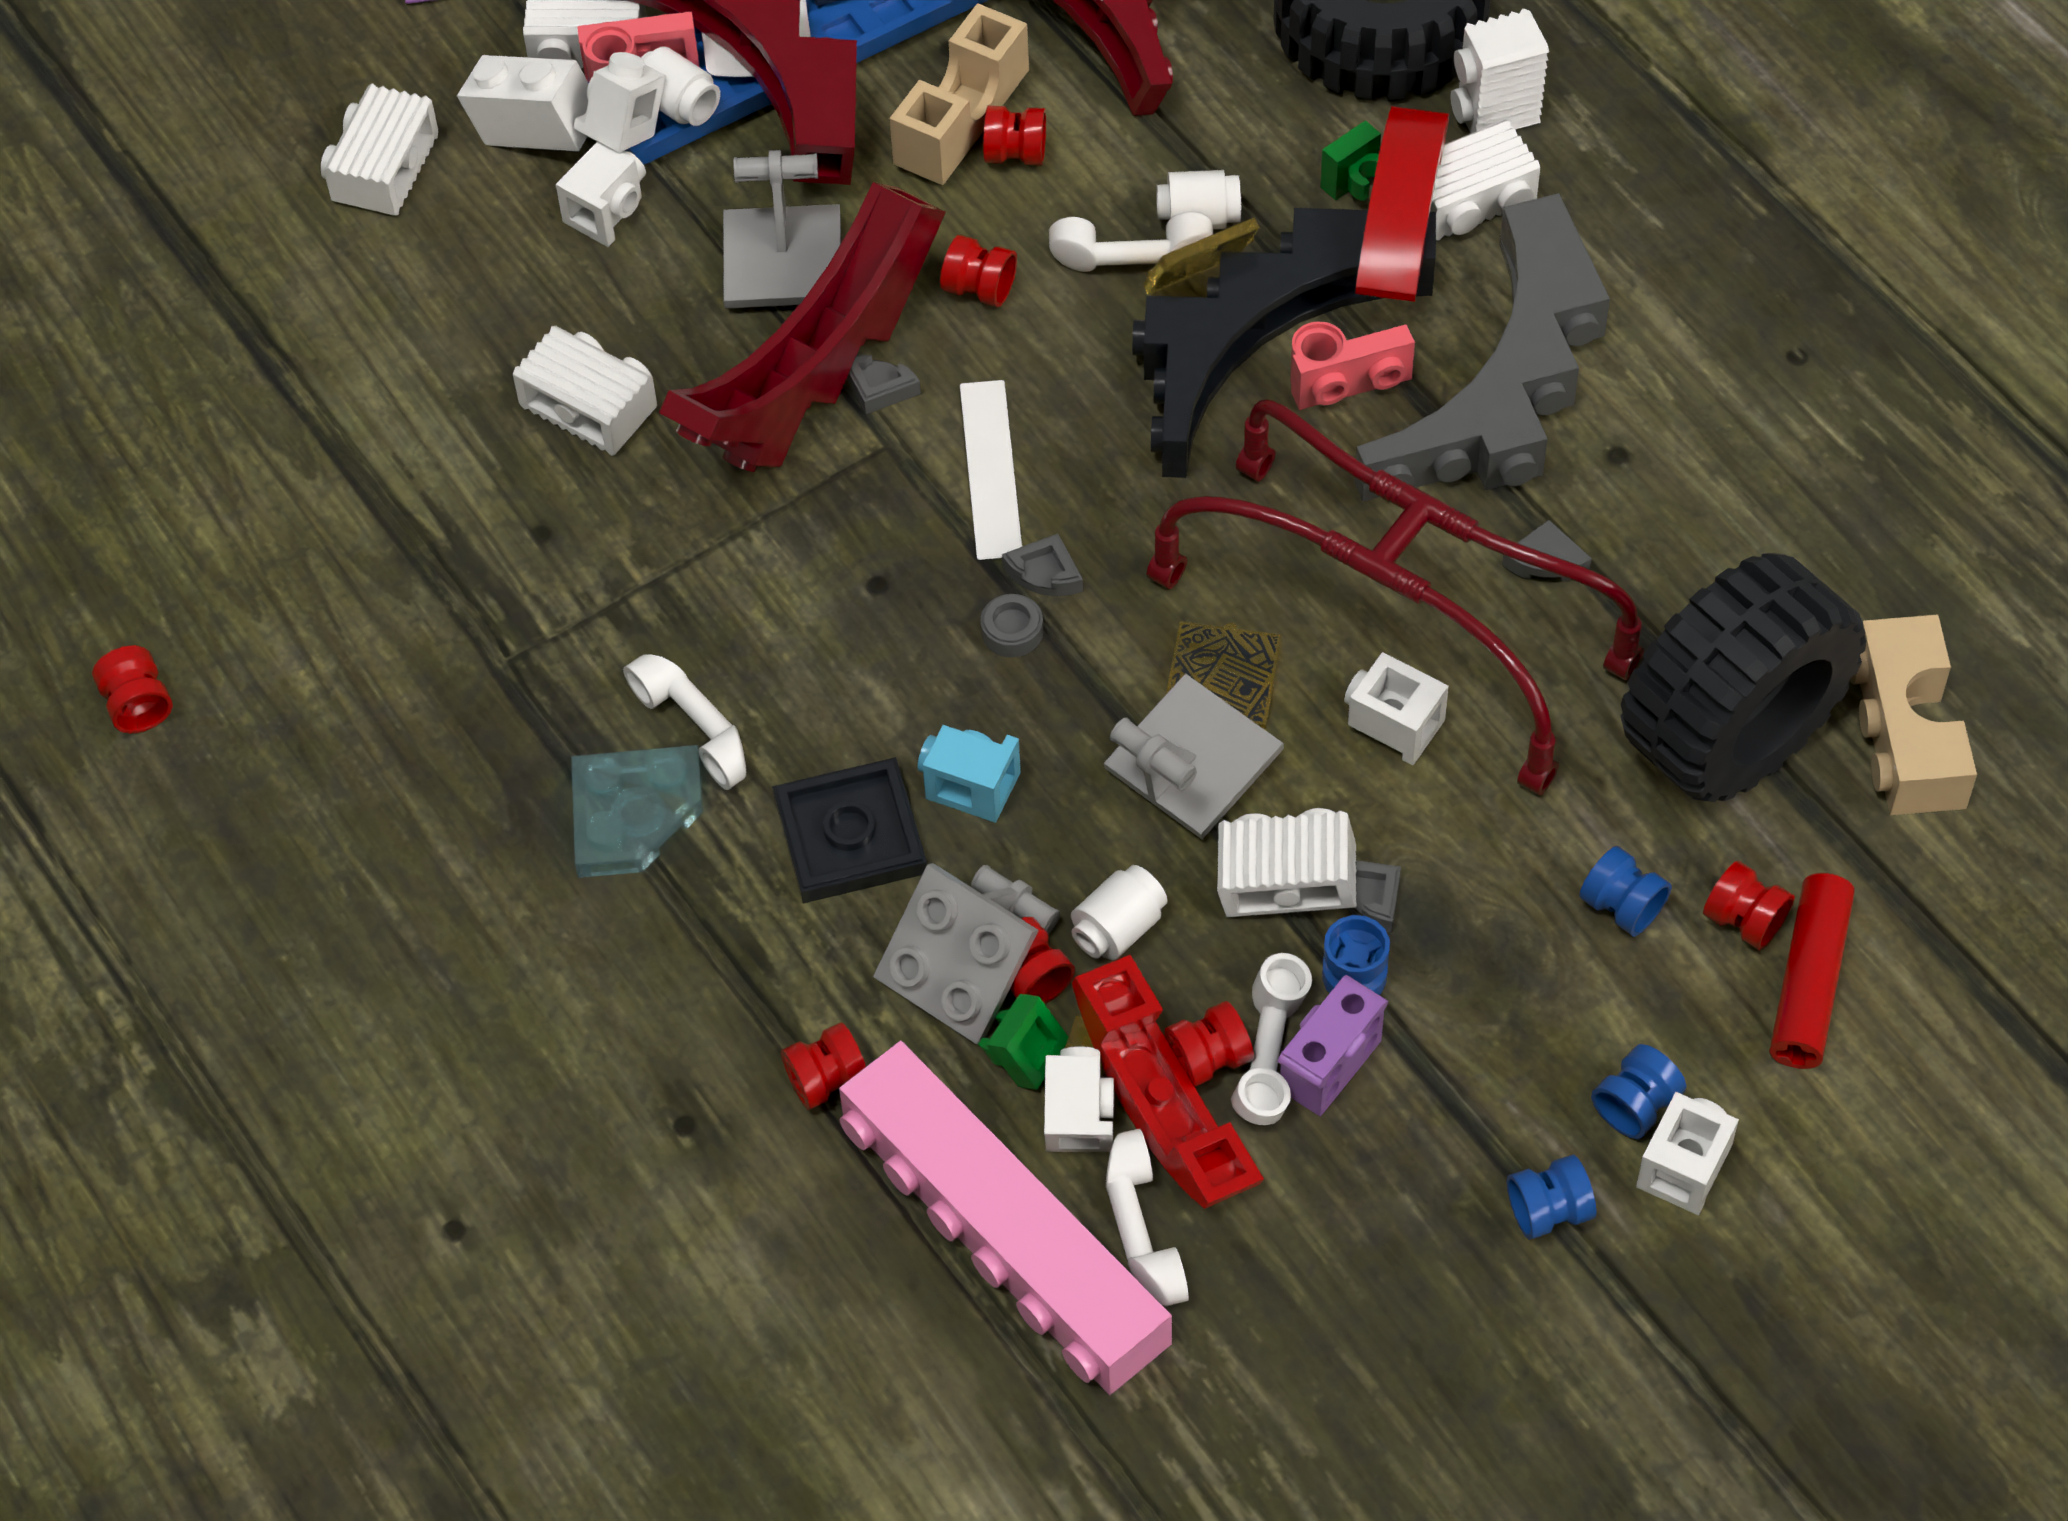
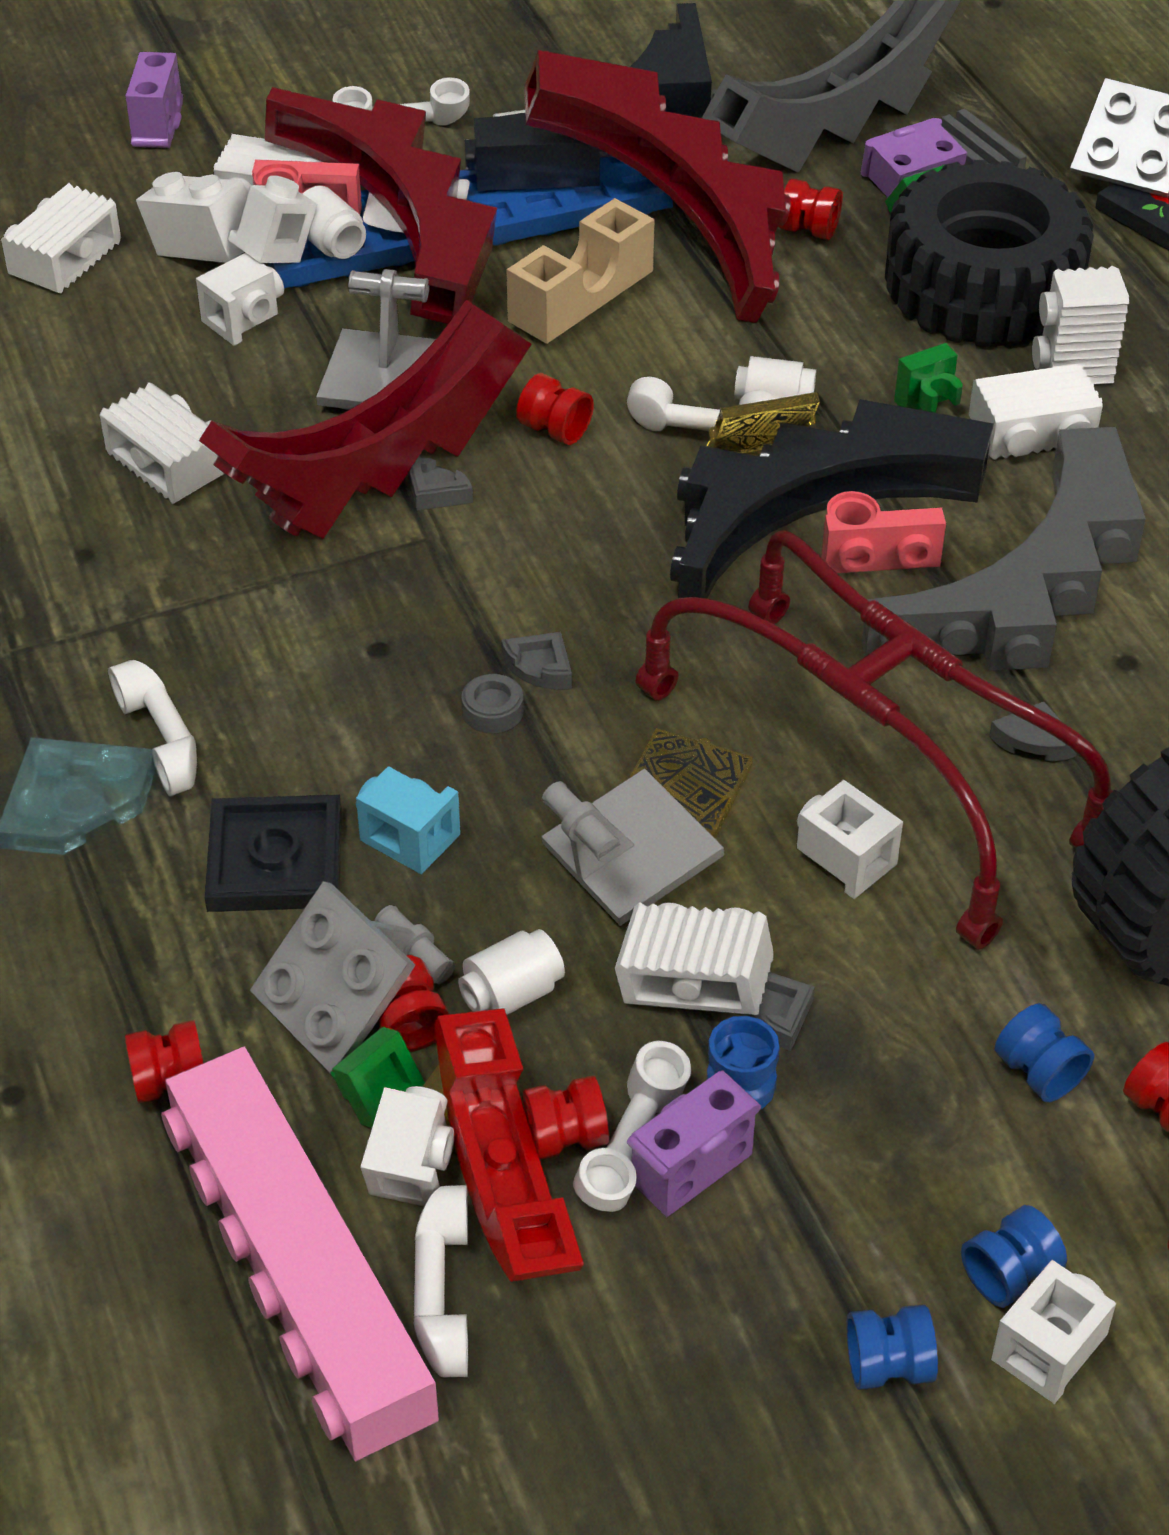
camera: 10 degrees right, 10 degrees down
(990, 468) = (517, 572): white sticker -> none
(1014, 135) = (622, 312): red wheel -> none
(1401, 203) = (957, 408): red slope -> none

